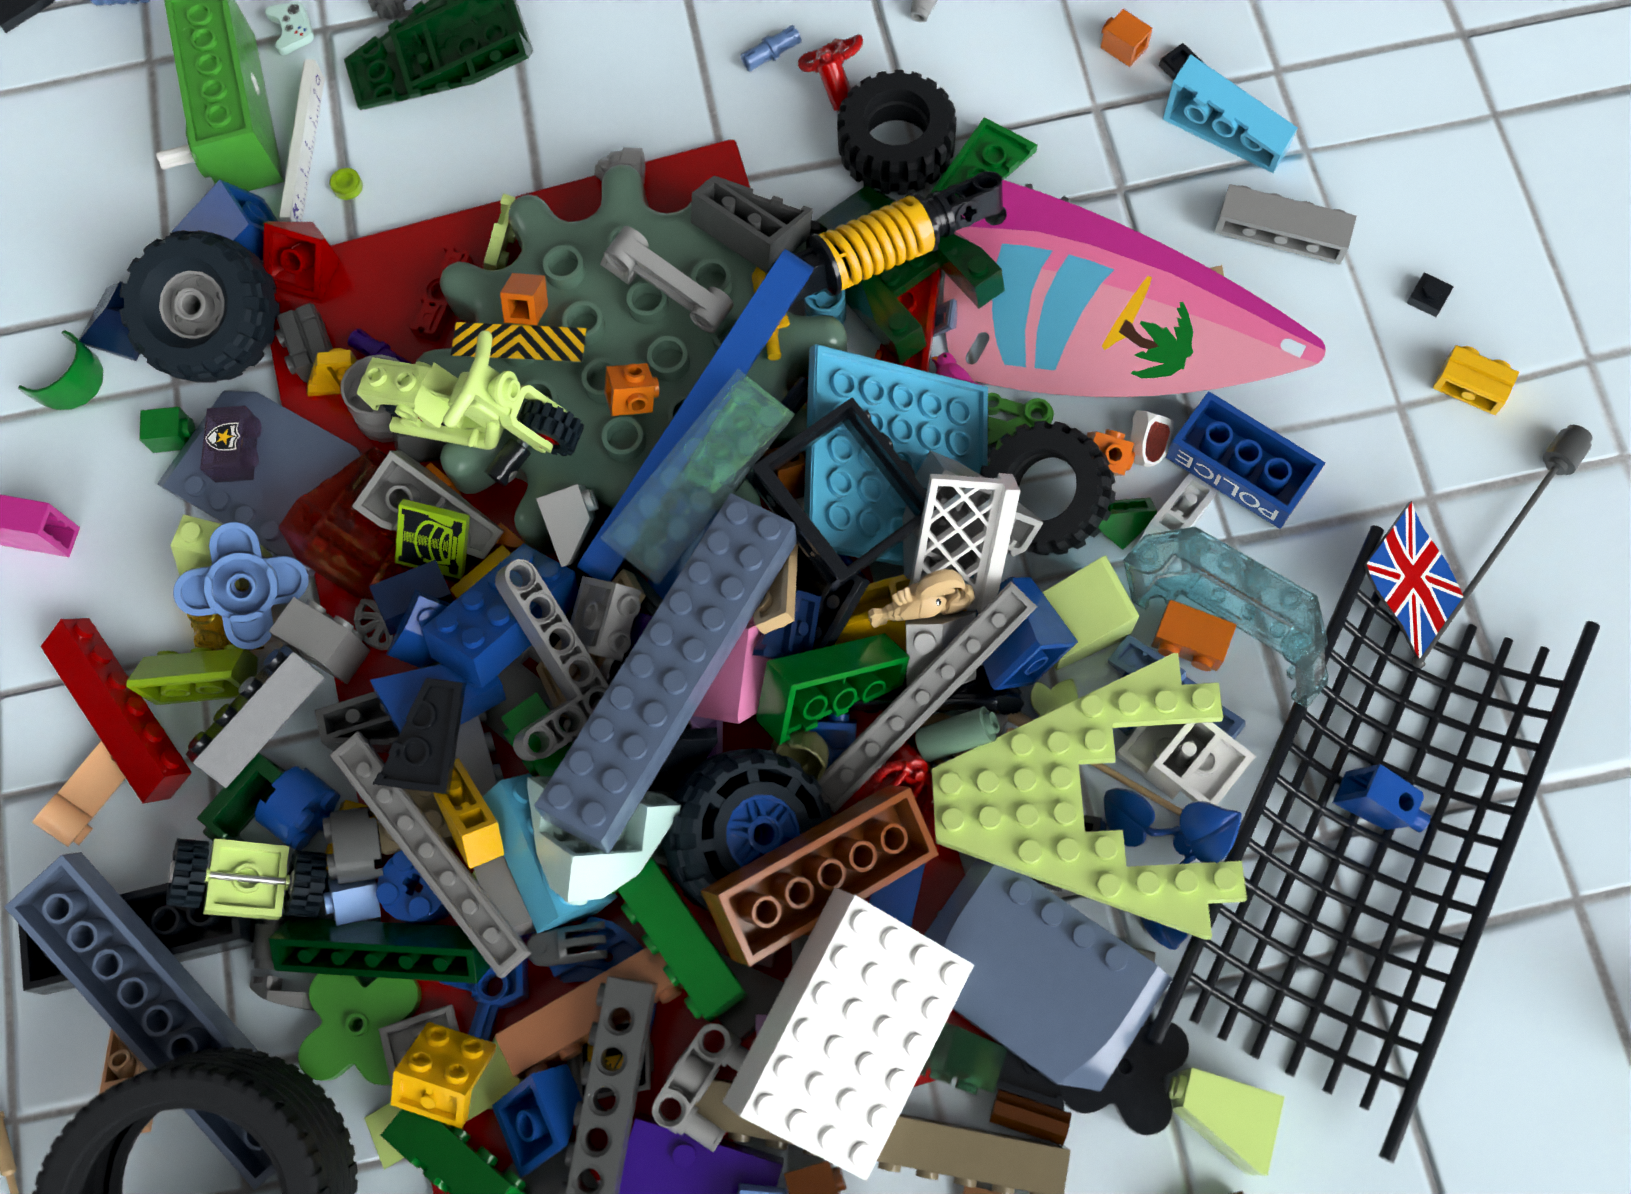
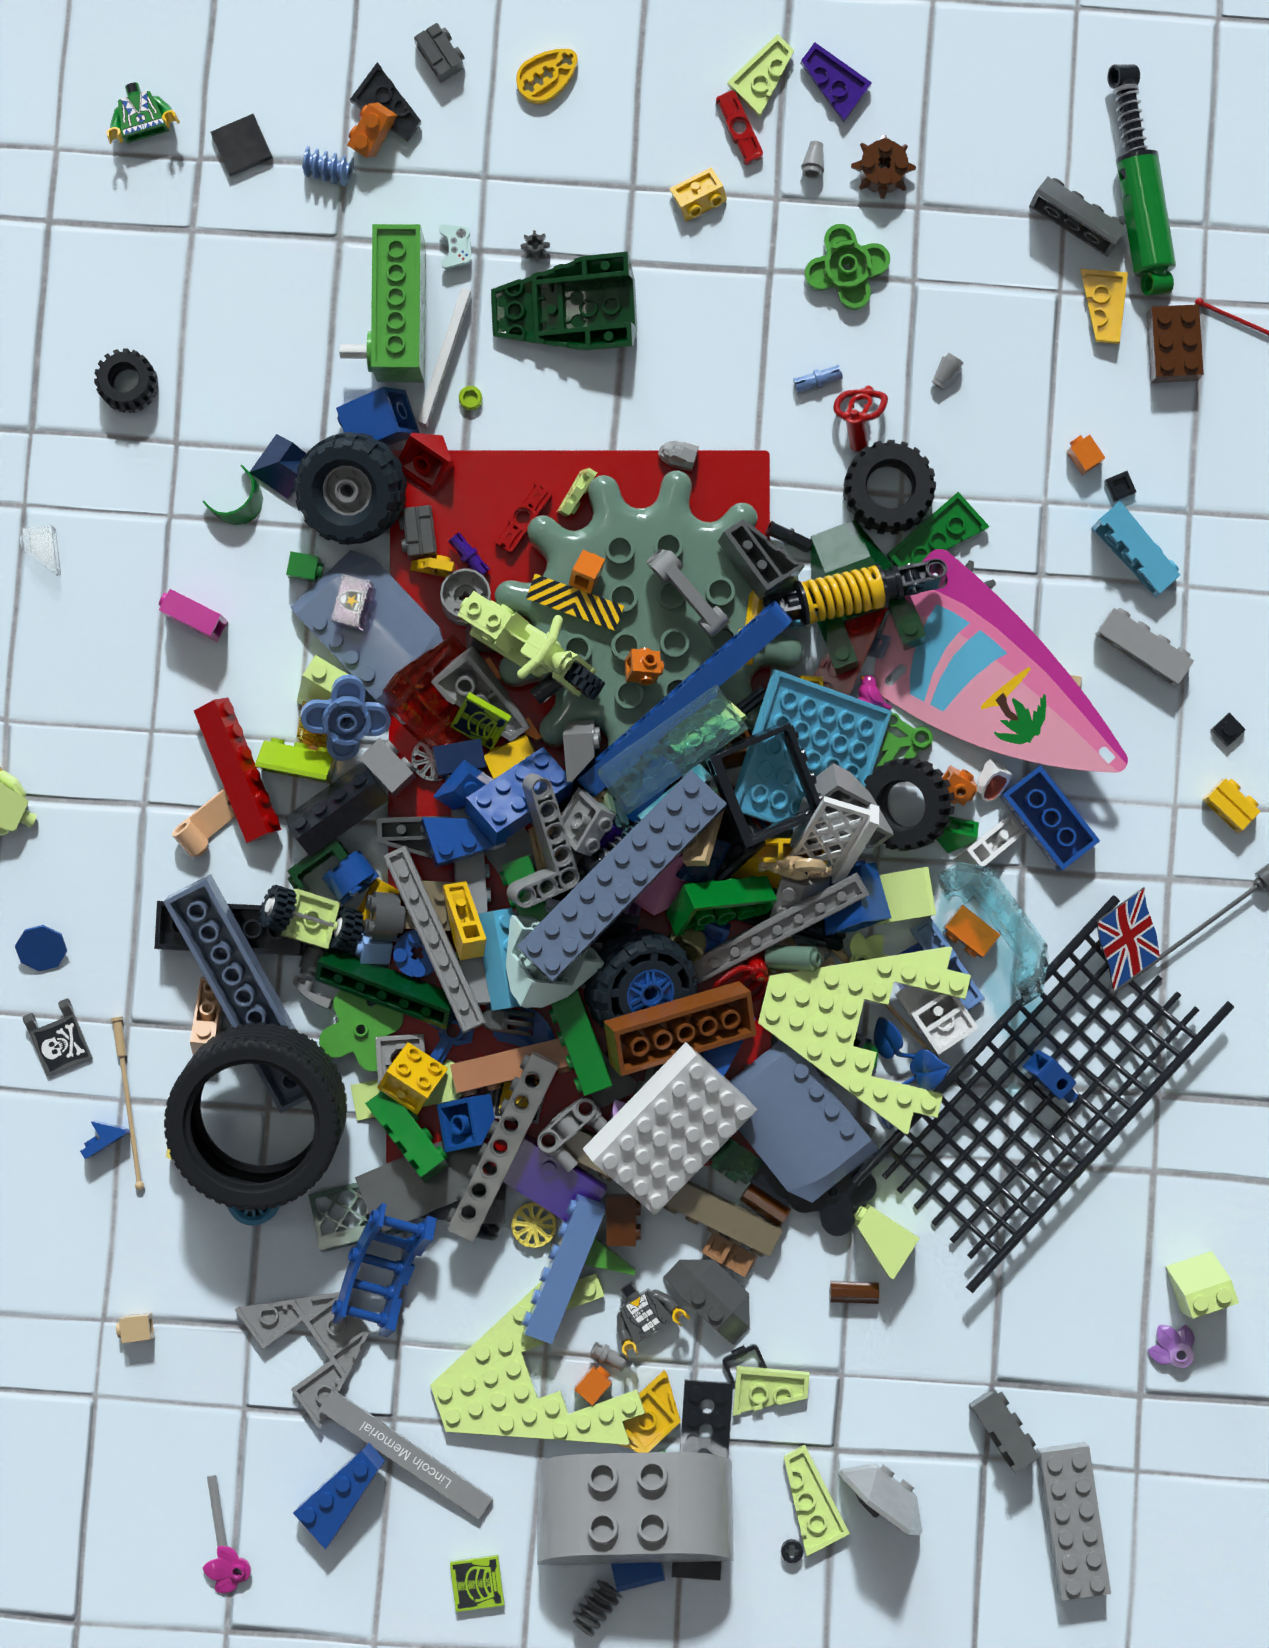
camera: 10 degrees right, 15 degrees up
(428, 742) = (452, 872): black wing -> none

